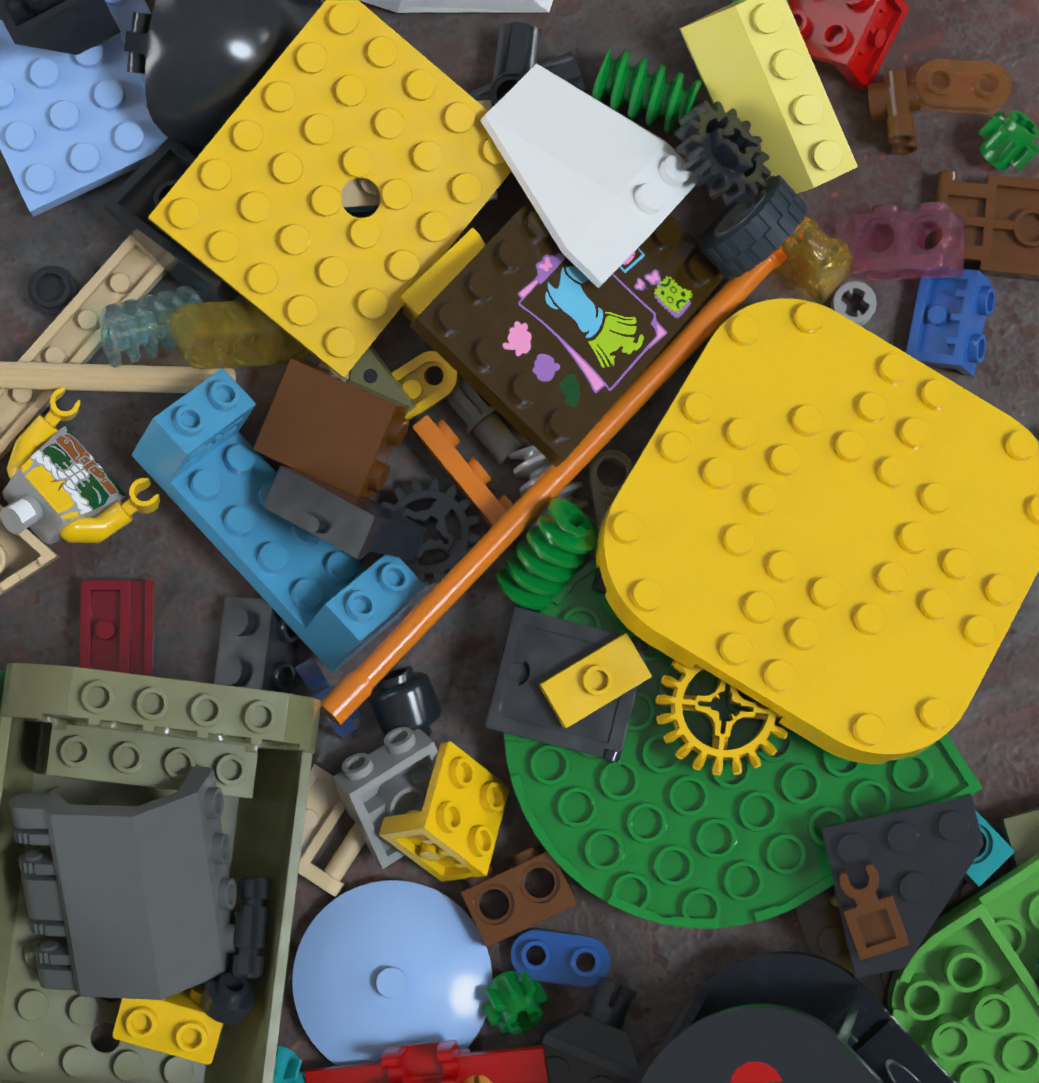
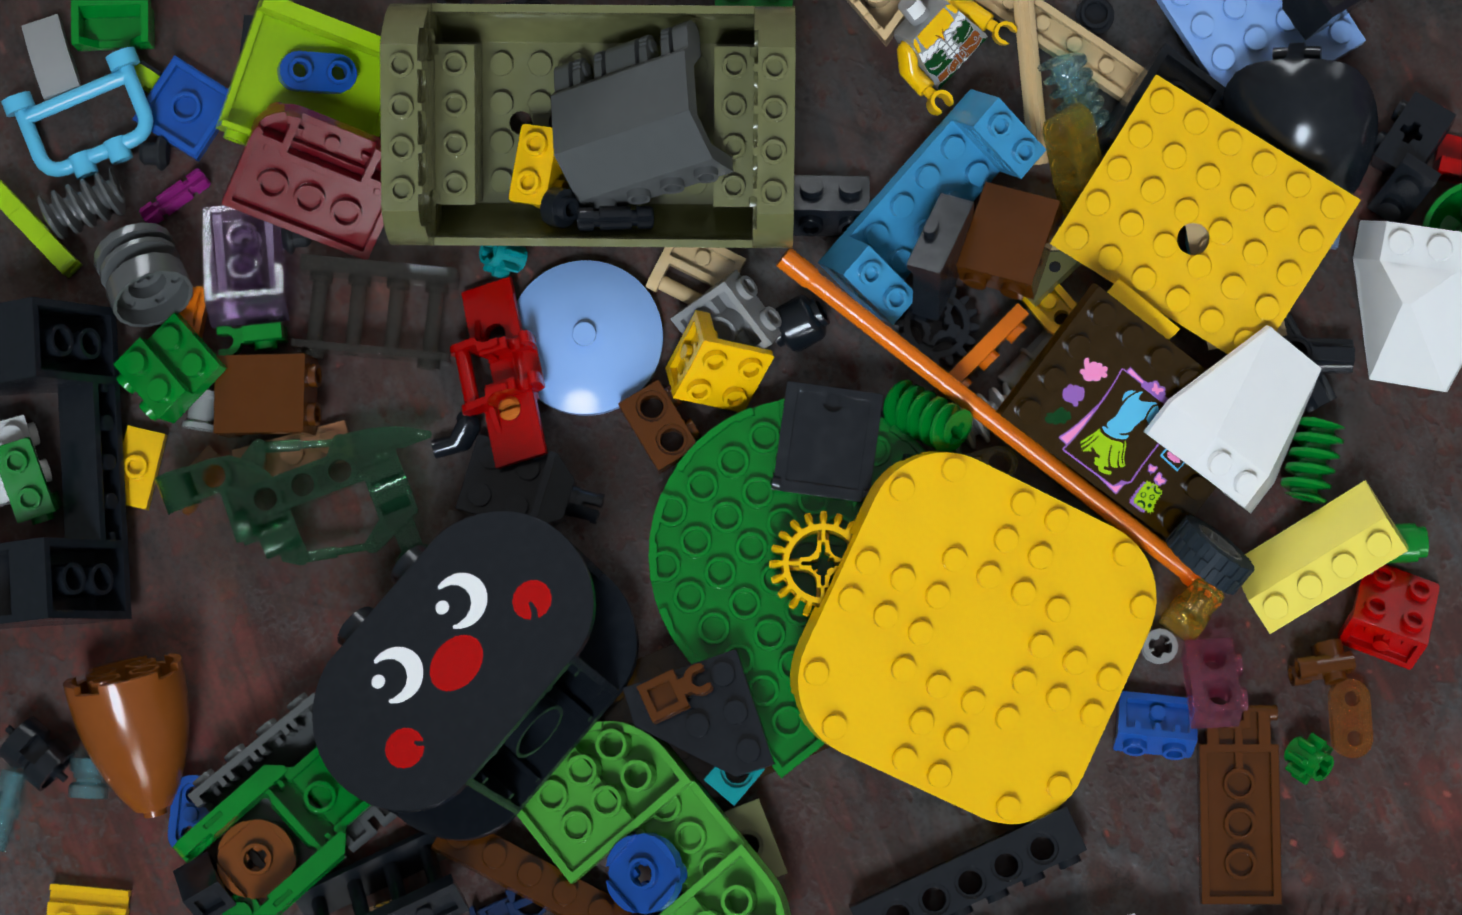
camera: 95 degrees right, 0 degrees up
(118, 626) = (834, 96): dark red plate -> none
(320, 688) = (811, 251): dark blue plate -> none
(514, 1002) = (578, 431): green gear -> none
(560, 957) = (616, 464): blue plate -> none
(595, 680) = (832, 462): yellow plate -> none
(722, 153) = (1265, 522): black gear -> none

